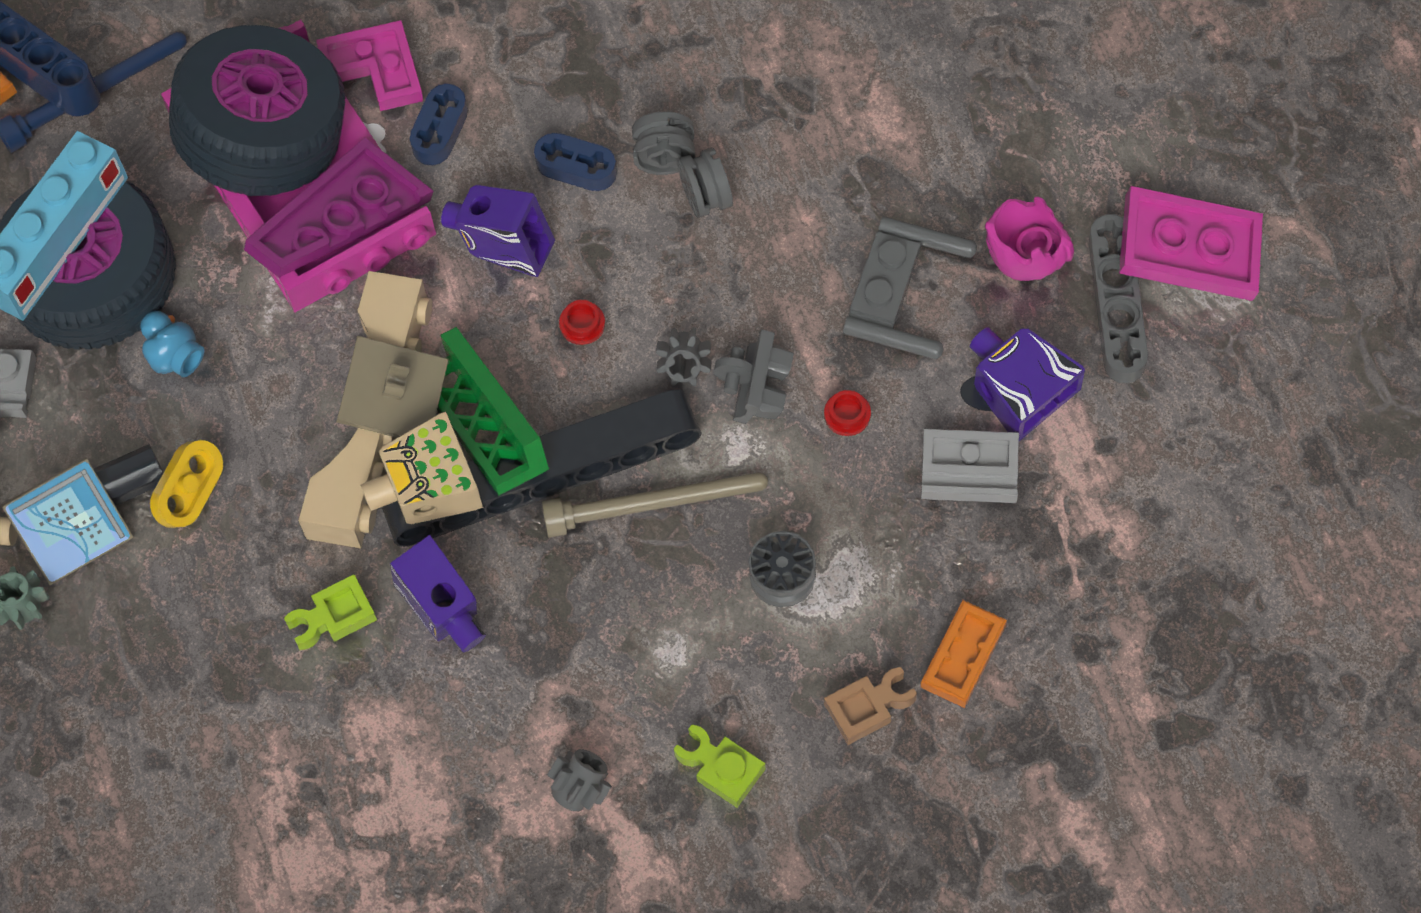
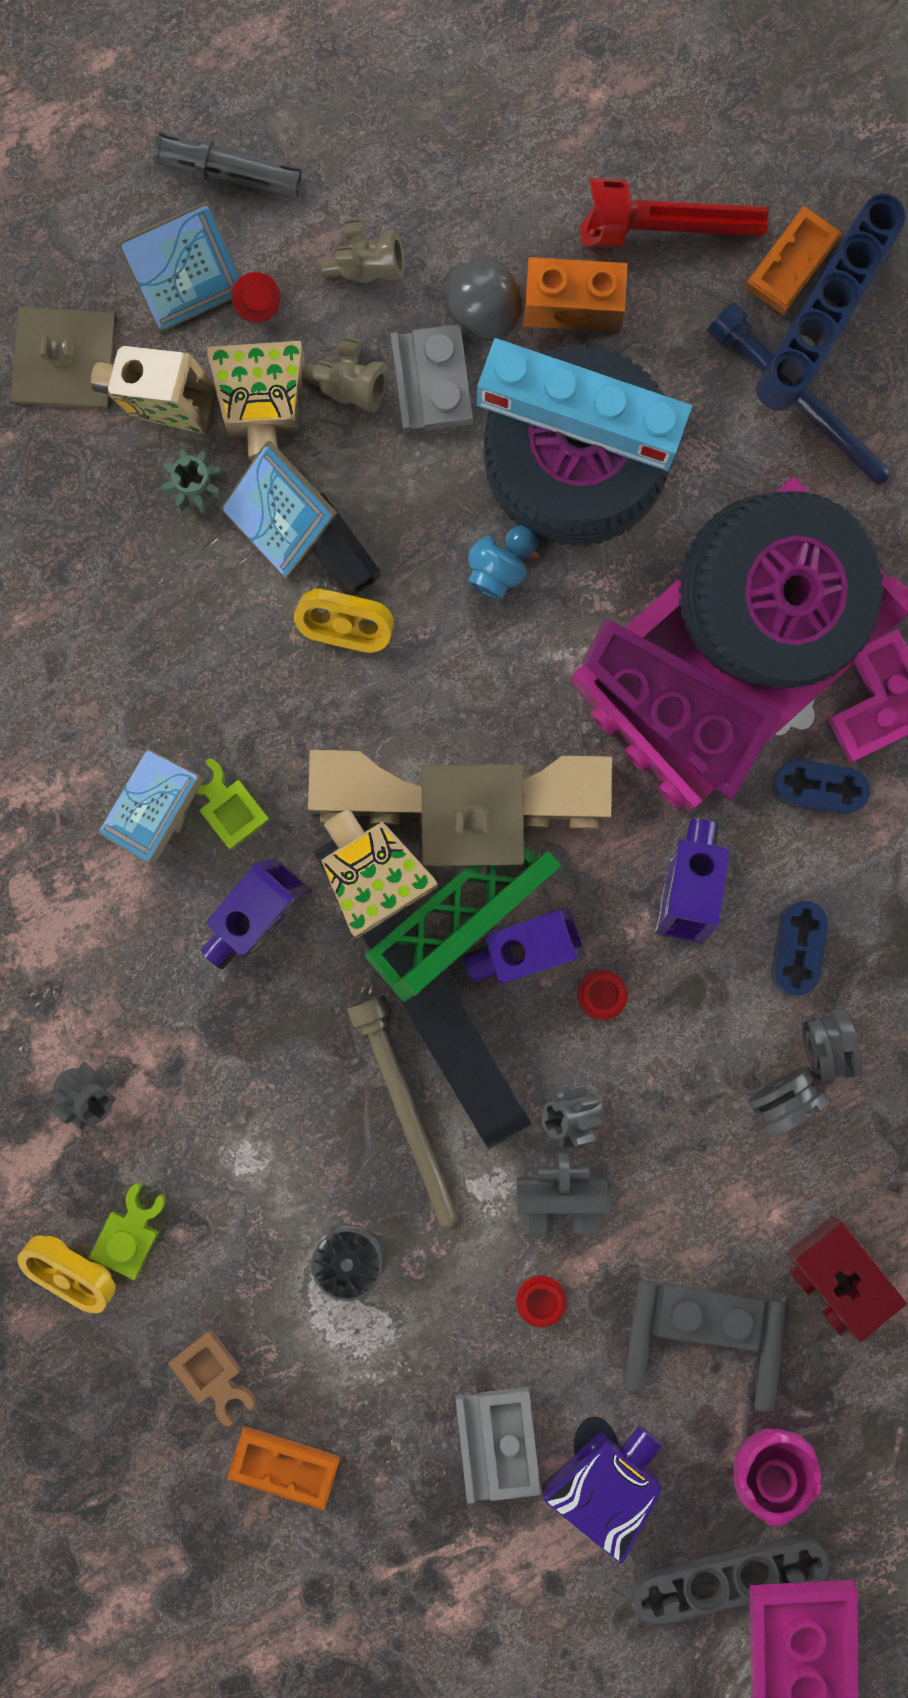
camera: 75 degrees right, 20 degrees up
(316, 675) = (151, 806): none -> piece
(520, 355) = (546, 940): none -> dark purple torso
(748, 825) = (67, 1274): none -> yellow plate
(868, 165) = (869, 1298): none -> dark red brick

